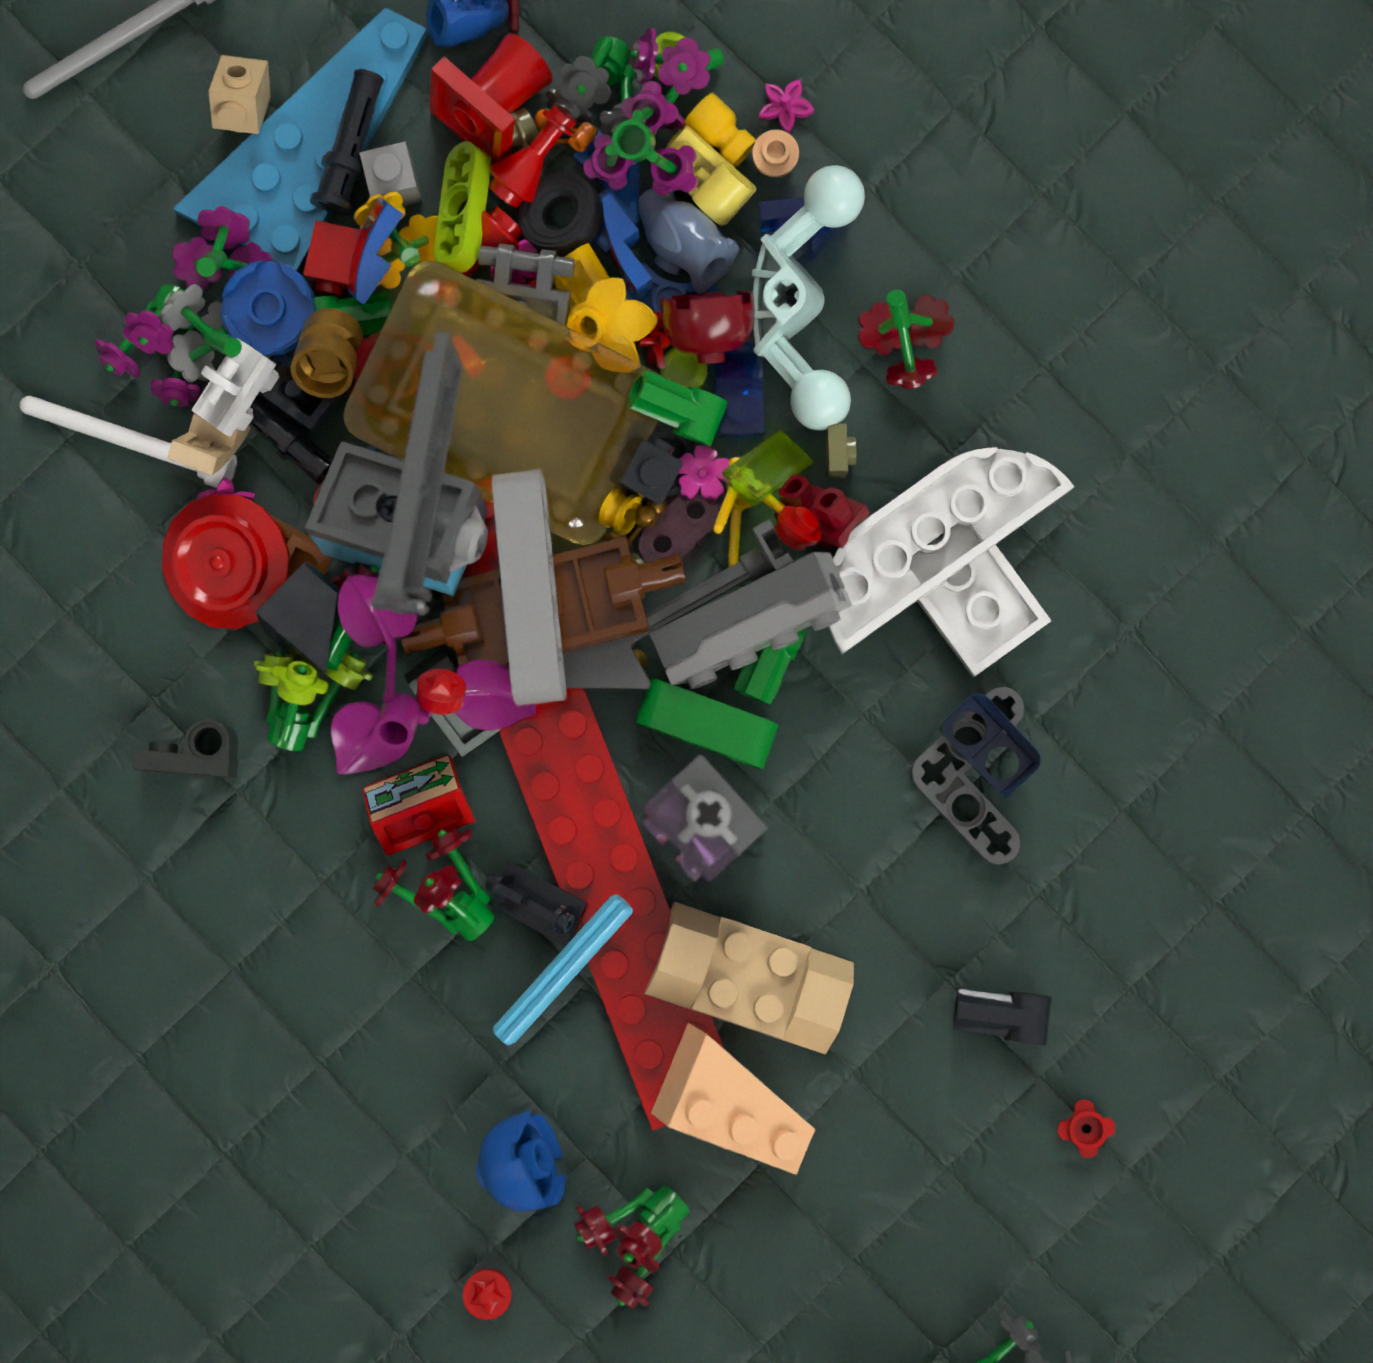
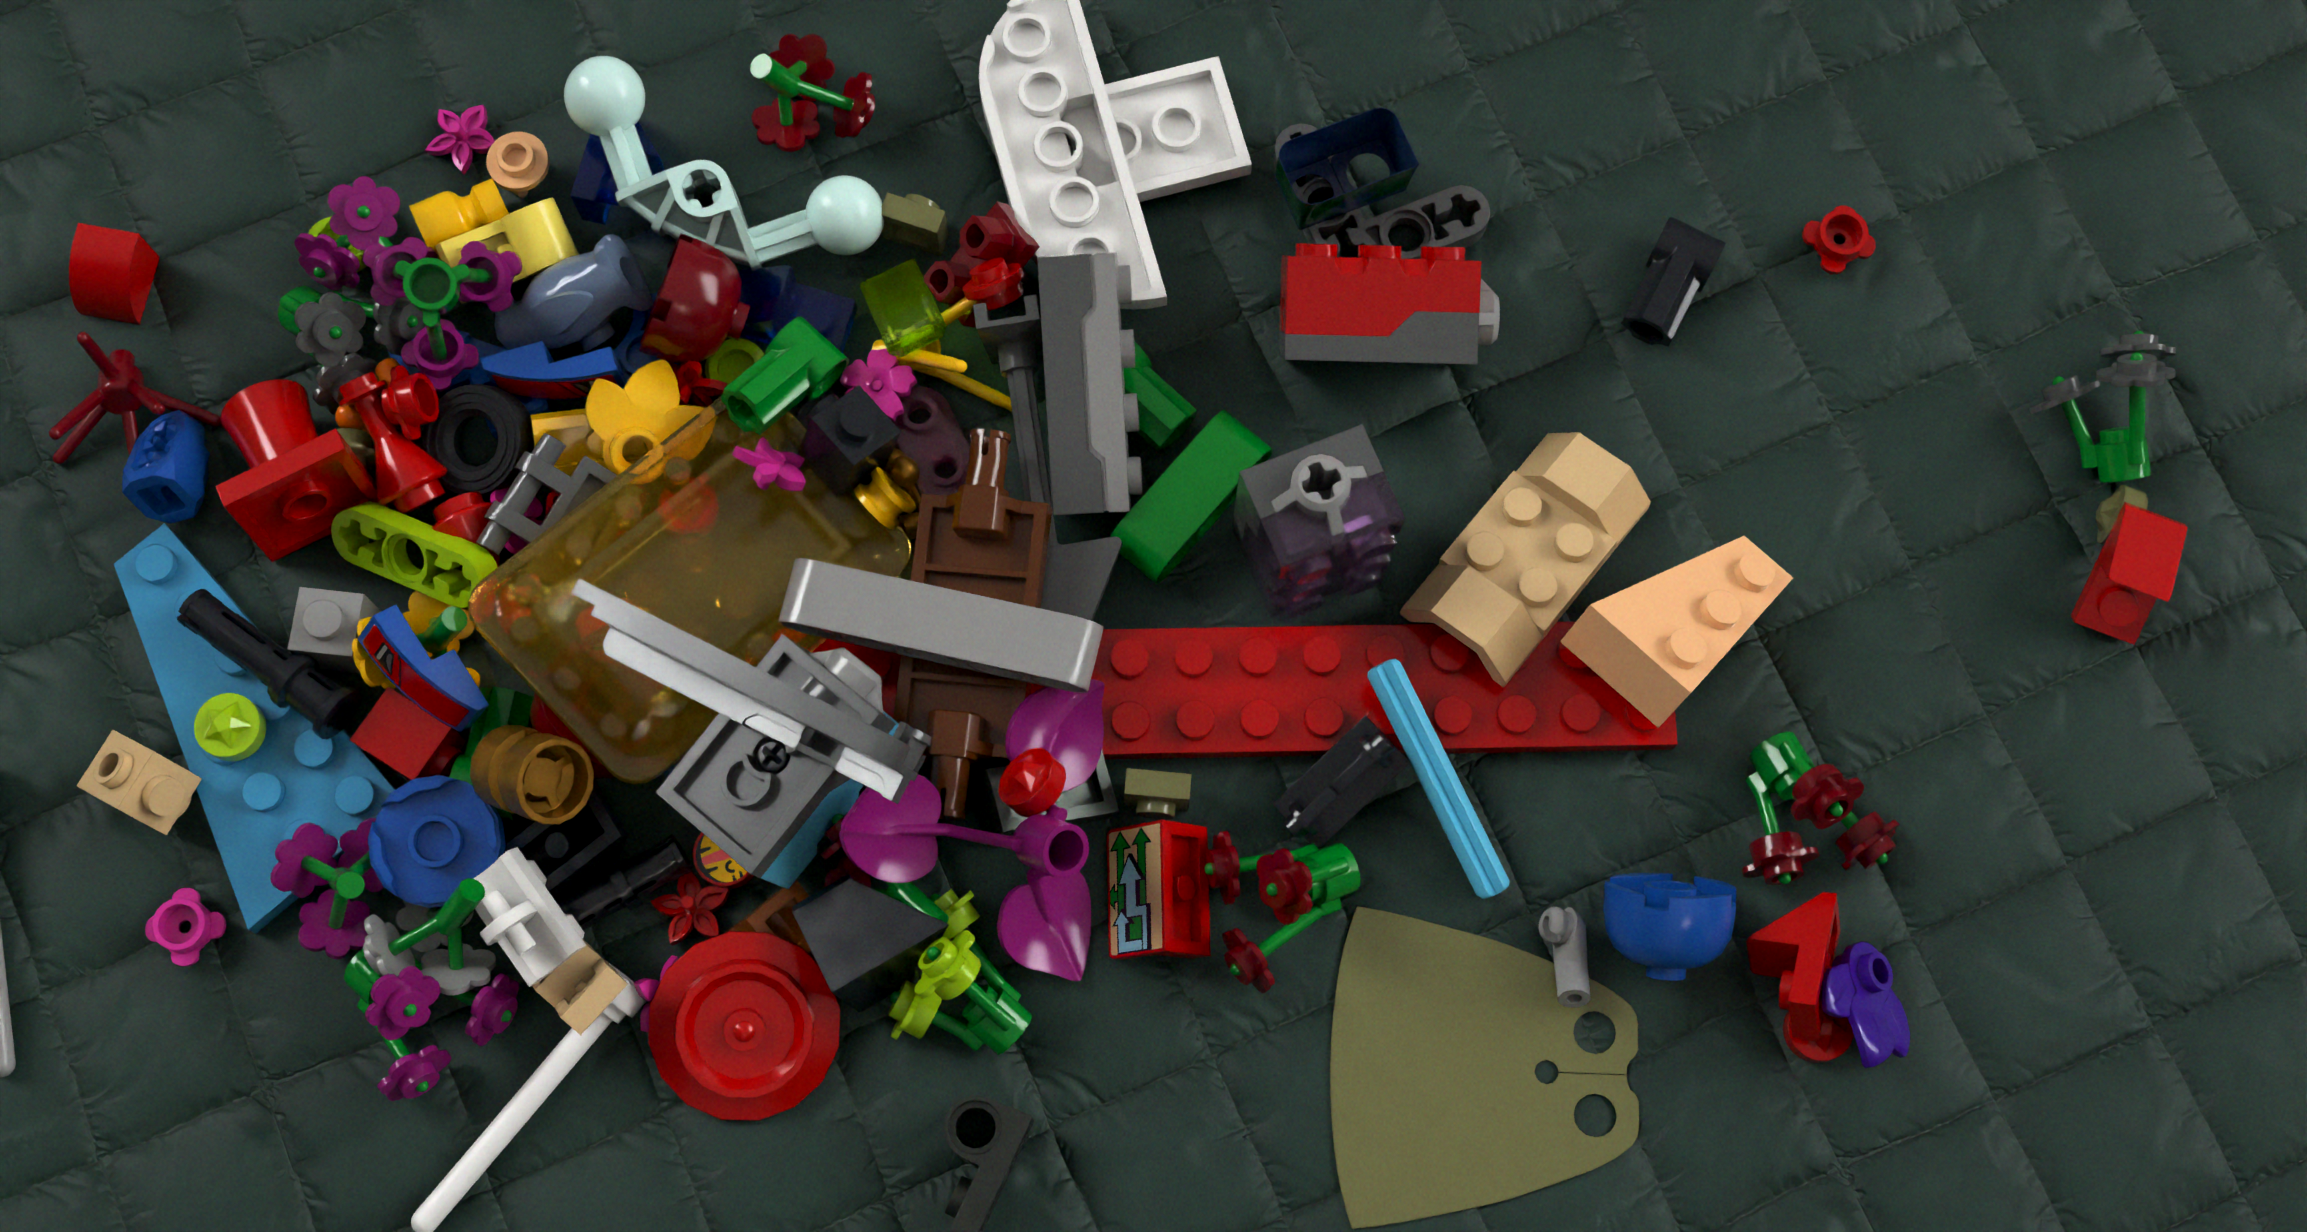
camera: 75 degrees left, 10 degrees down
(151, 157) = (167, 920): none -> dark pink plate
(293, 493) = (692, 908): none -> red plant
(297, 137) = (230, 727): none -> lime tile
(369, 1041) = (1440, 1075): none -> olive piece
(482, 778) = (1157, 792): none -> olive plate
(487, 1098) = (1569, 944): none -> light grey arm
(513, 1321) = (1862, 992): none -> dark purple plate
(536, 1267) = (1799, 952): none -> red slope
(565, 157) = (410, 401): none -> red plate
(607, 425) = (773, 466): none -> dark pink plant
(889, 811) = (1385, 306): none -> red piece

